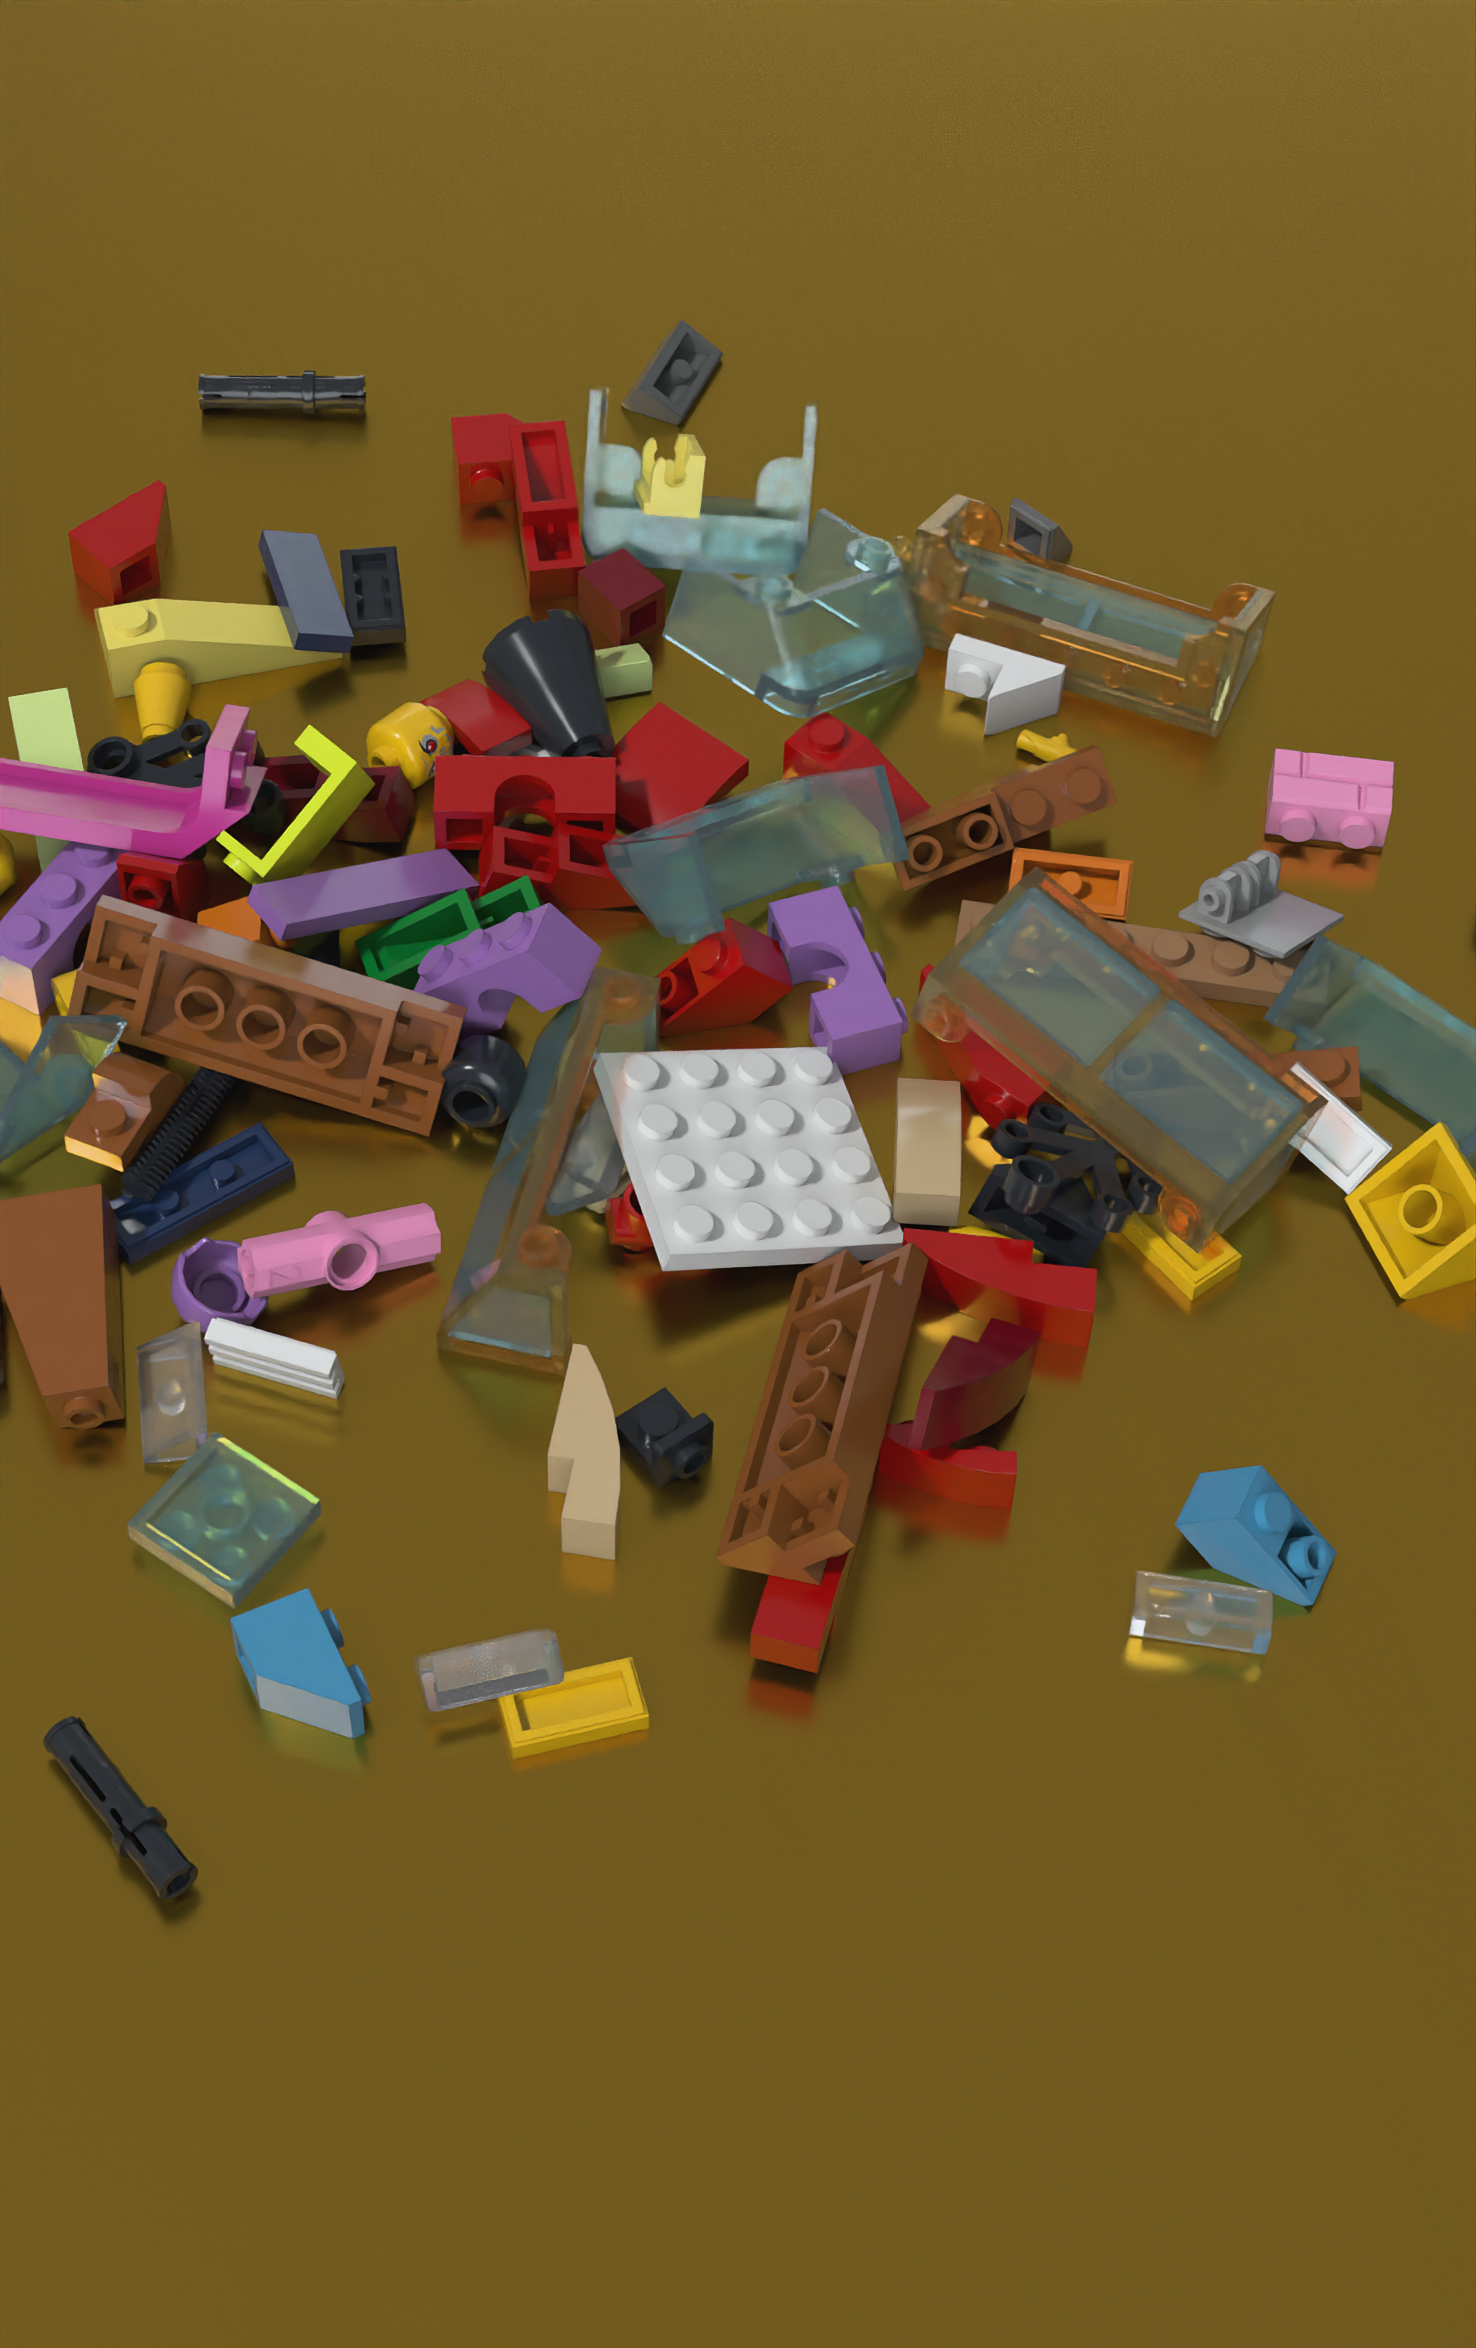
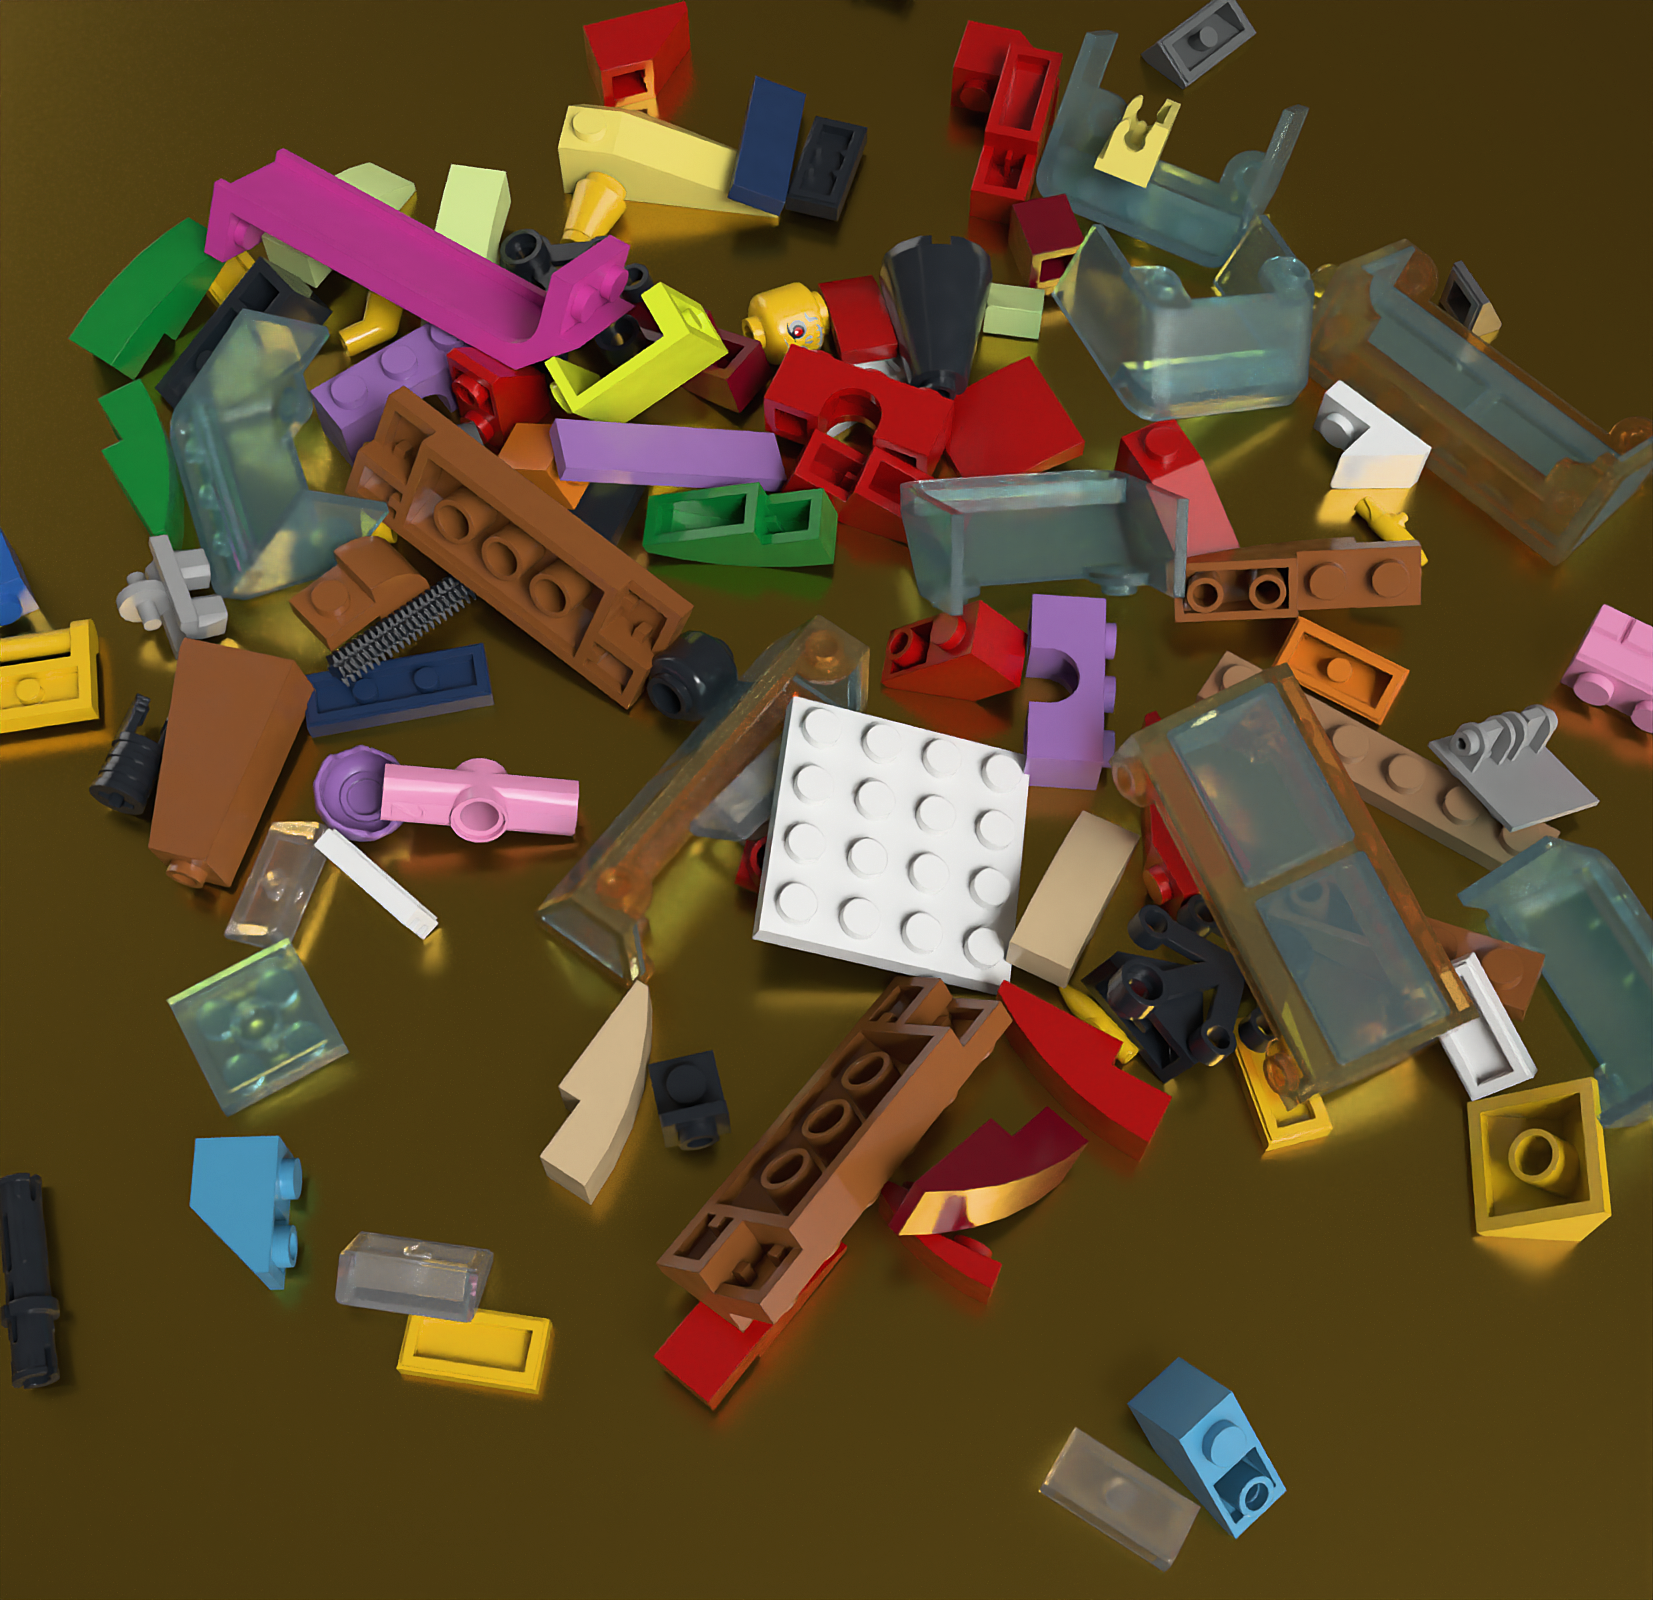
camera: 25 degrees right, 10 degrees up
(527, 955) = (747, 577): medium lavender arch -> none

